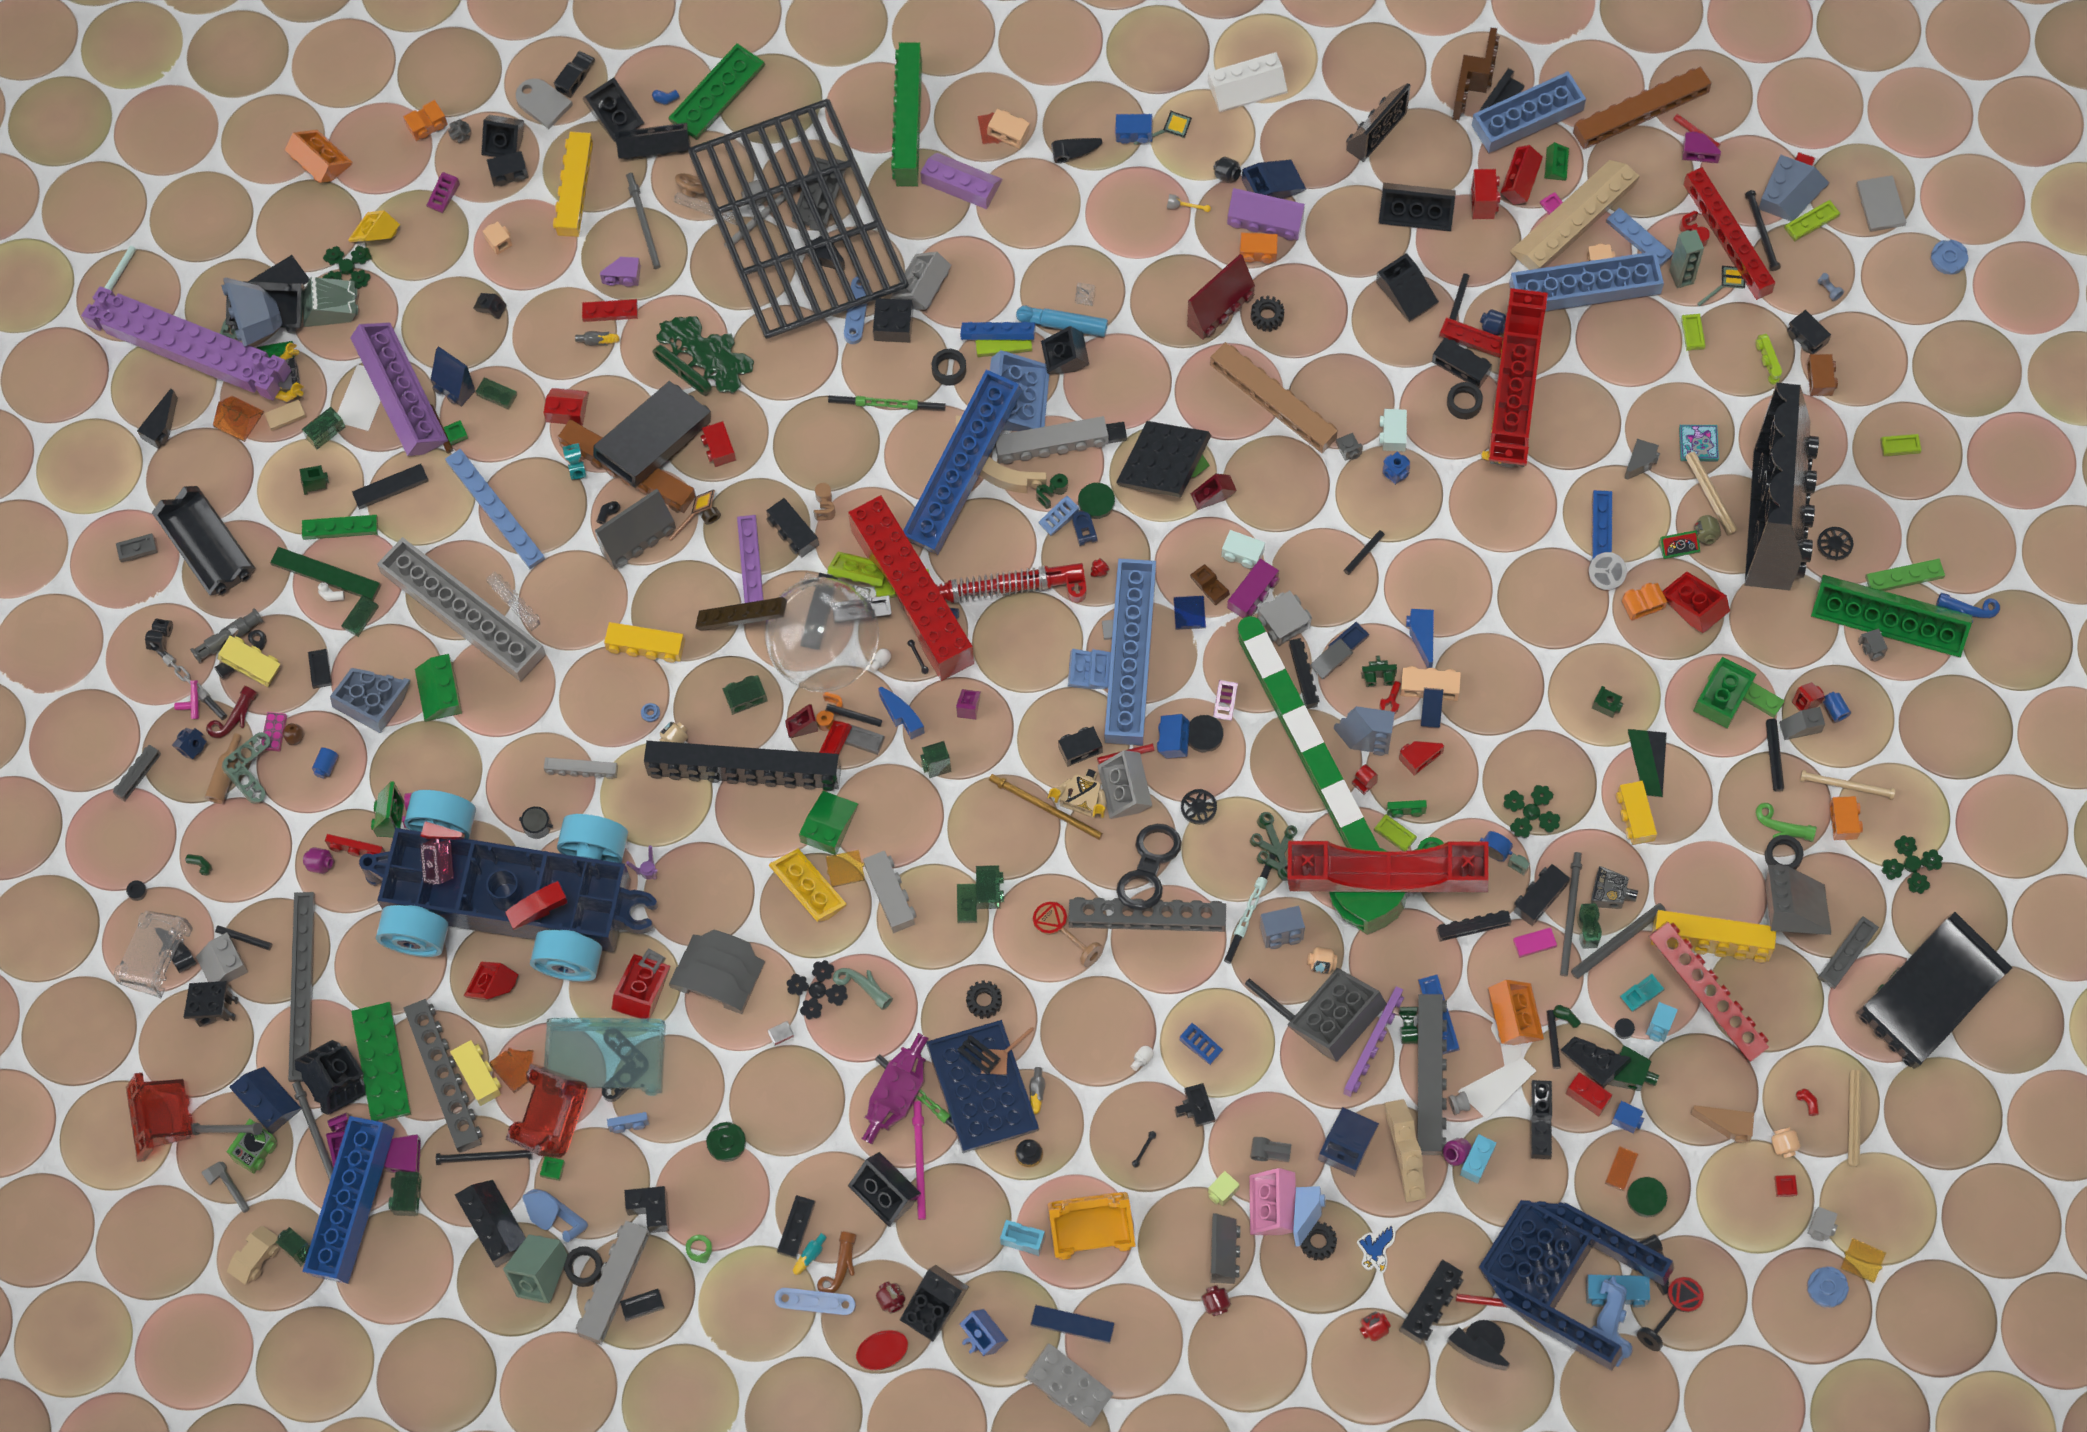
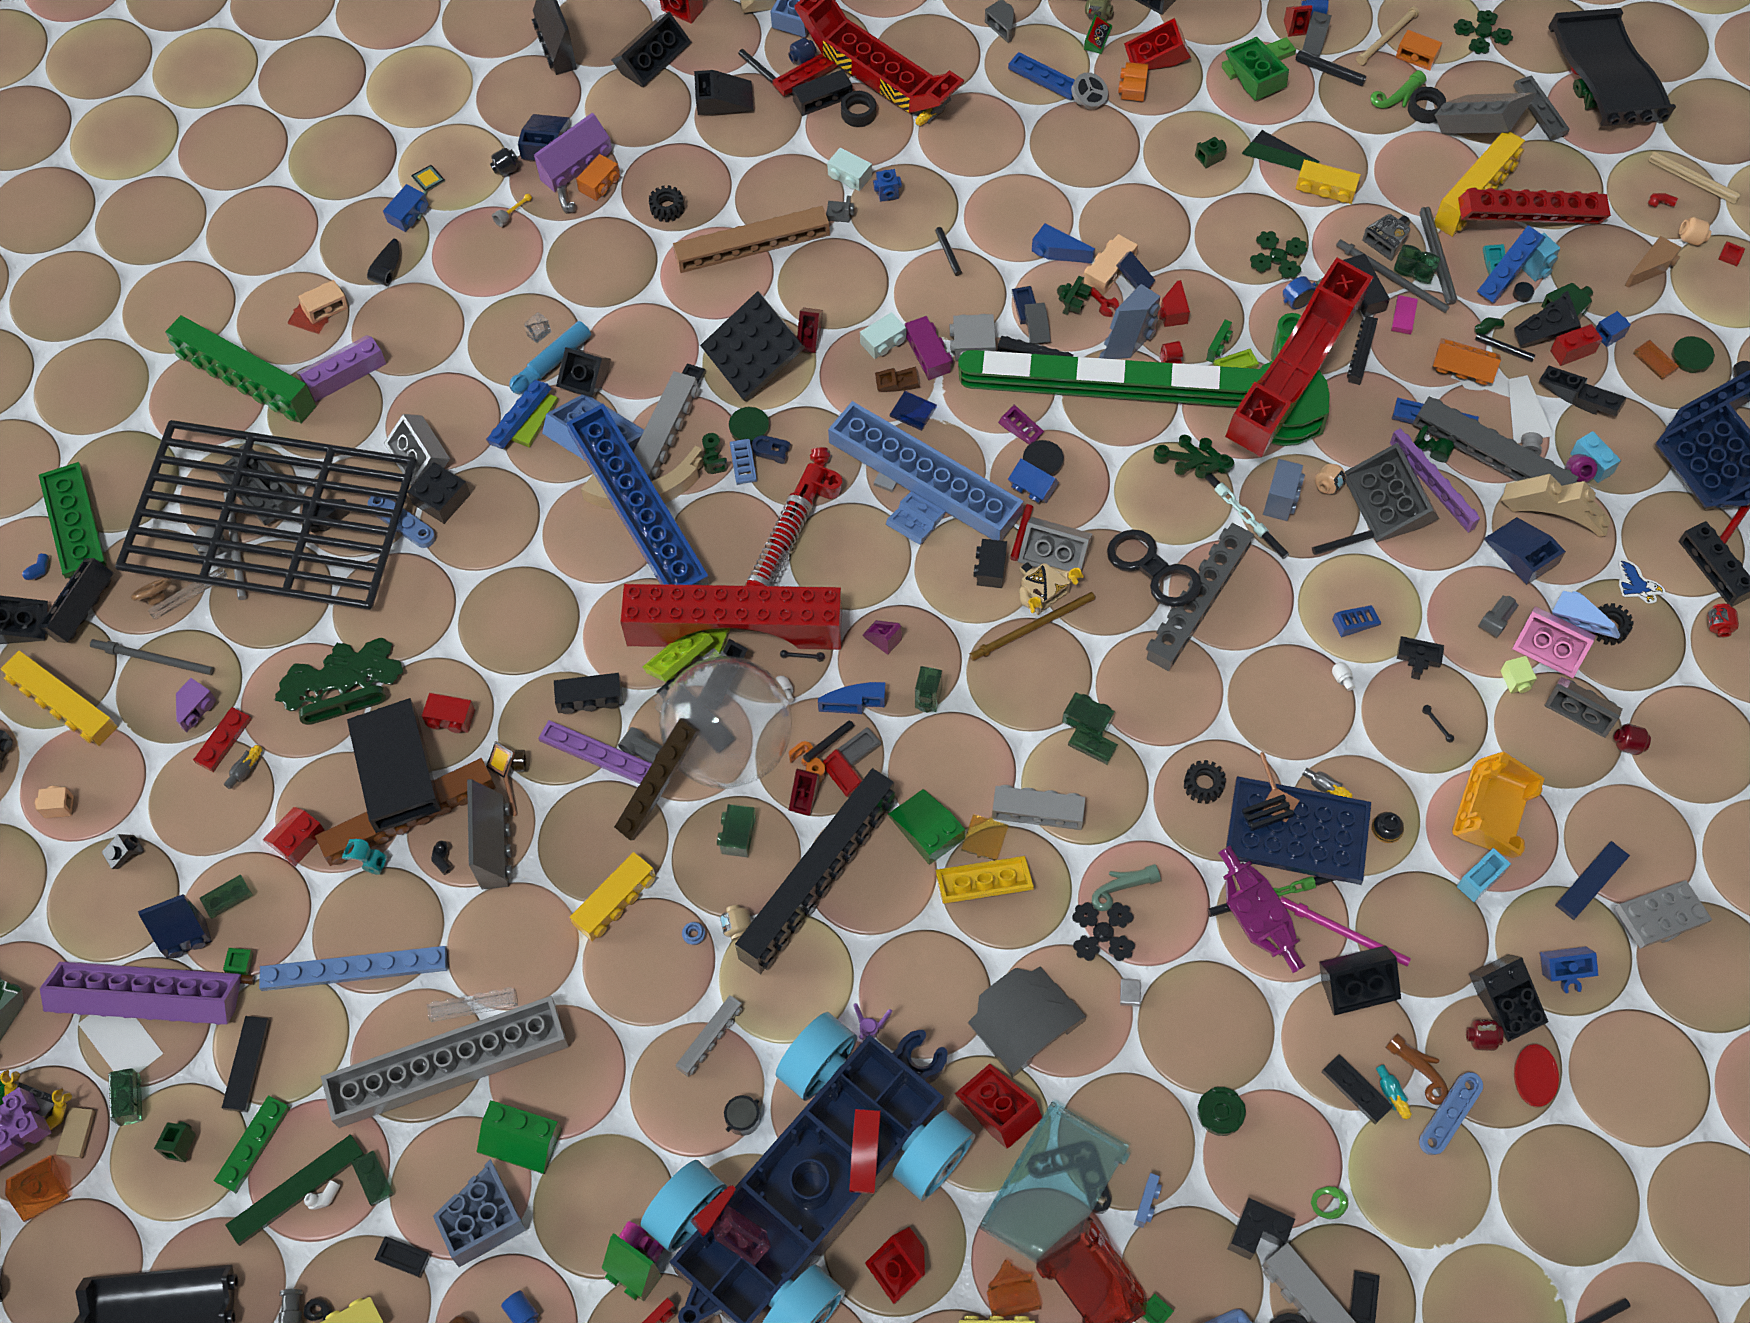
camera: 60 degrees left, 5 degrees down
(654, 956) = (968, 1074): flat silver tile -> none
(771, 584) = (638, 744): none -> dark grey piece
(824, 497) = (574, 648): medium nougat leg -> none
(861, 401) = (499, 565): piece -> none
(949, 379) = (516, 461): black tyre -> none
(1052, 918) = (1153, 680): medium nougat piece -> none
(1199, 806) = (1113, 500): black wheel -> none
(1217, 243) = (564, 201): none -> flat silver arm
(1220, 298) = (631, 225): dark red slope -> none
(1247, 82) = (433, 106): white slope -> none
(1632, 1000) = (1511, 264): none -> blue plate

